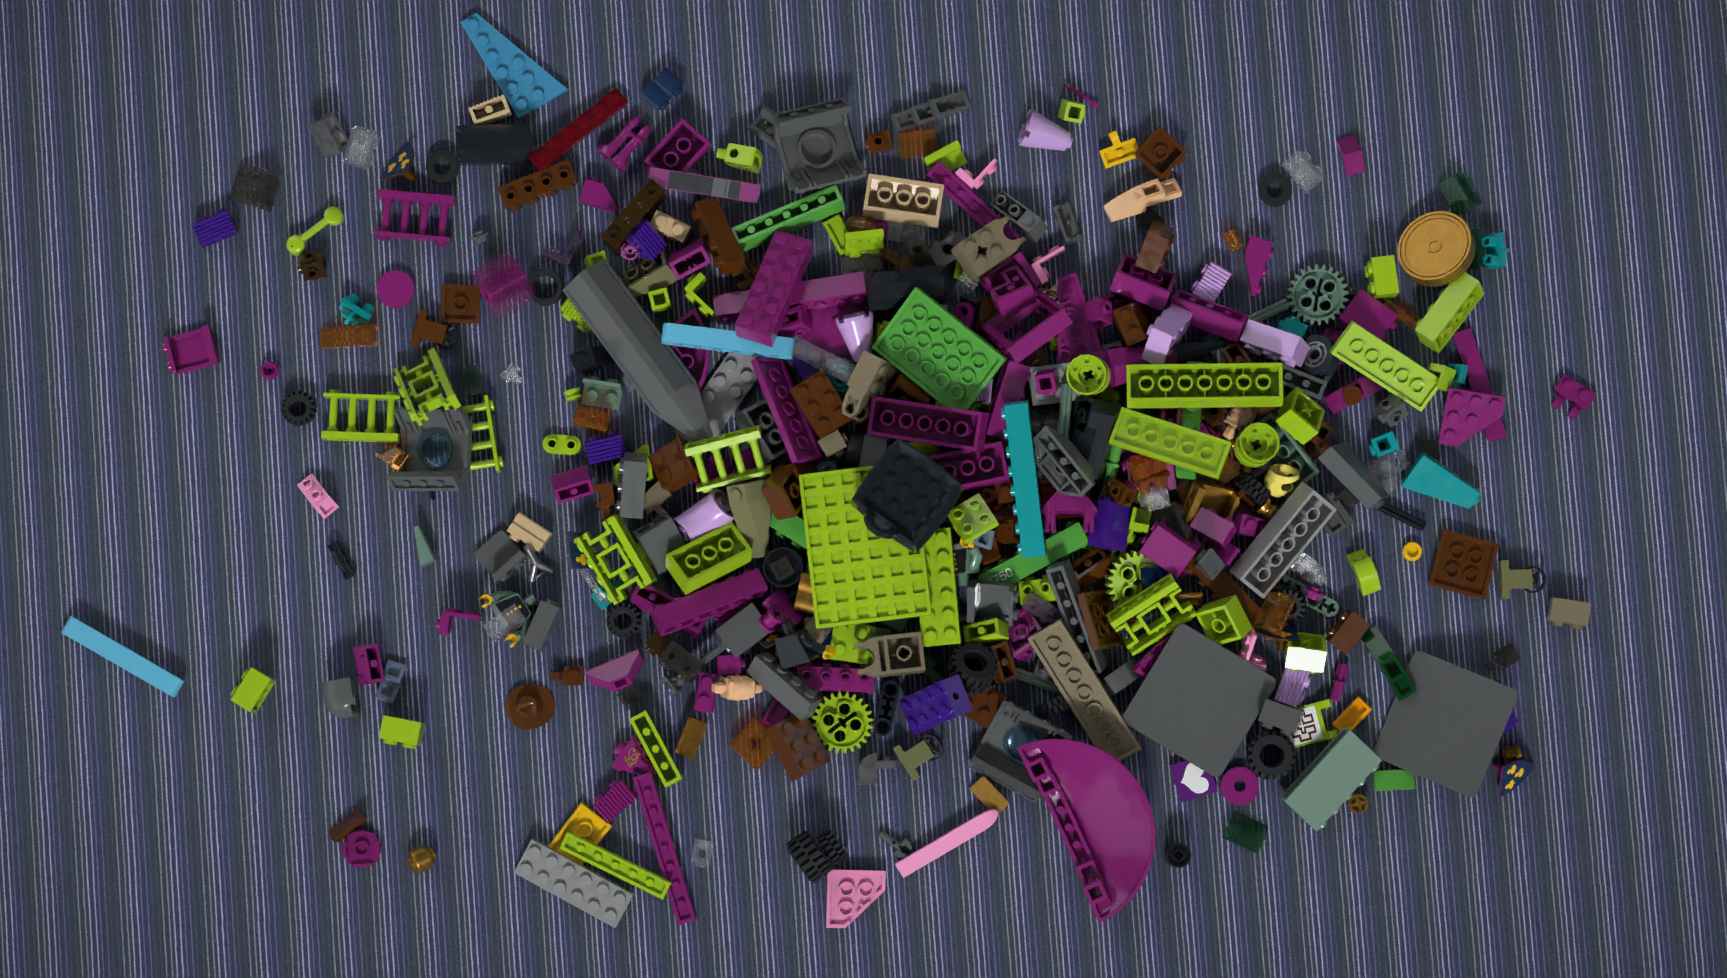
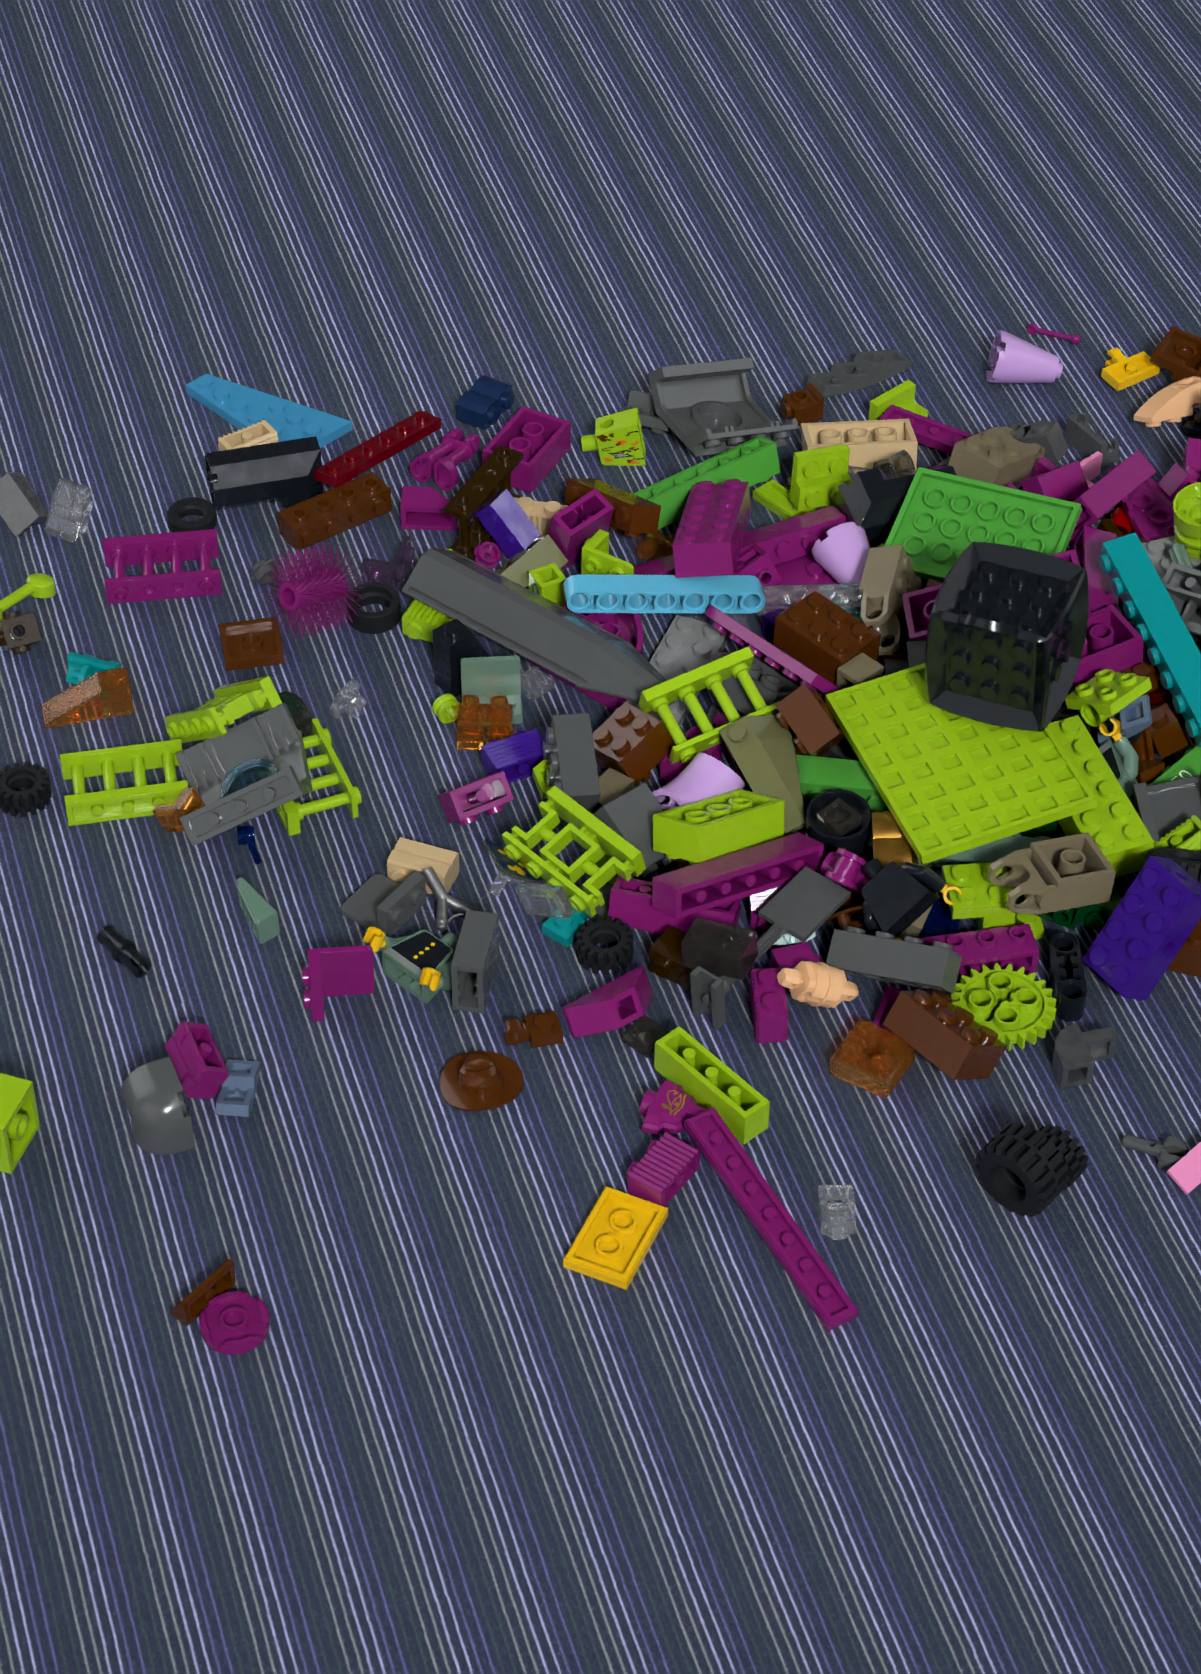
camera: 15 degrees left, 40 degrees down
(317, 496) = (79, 879): bright pink bracket -> none
(395, 289) = (149, 646): magenta tile -> none
(401, 164) = (137, 522): dark blue shield -> none
(401, 730) = (272, 1131): lime brick -> none
(421, 859) = (345, 1310): pearl gold head -> none
(433, 332) = (213, 668): reddish brown piece -> none
(504, 622) = (416, 948): clear brick -> none
(561, 444) = (445, 768): lime plate -> none
(574, 883) = (627, 1298): light grey plate -> none
(608, 498) = (528, 789): reddish brown hips -> none
(615, 865) = (693, 1252): lime tile -> none
(691, 738) = (764, 1067): pearl gold panel -> none
(704, 184) = (579, 464): tile -> none
(850, 894) = (1111, 1225): bright pink plate -> none
(917, 143) = (850, 398): clear orange panel -> none
(919, 754) = (1137, 1023): olive piece -> none
(966, 176) = (952, 416): bright pink bracket -> none
(1047, 381) = (1151, 536): magenta brick -> none
(1071, 111) = (1050, 334): lime brick -> none

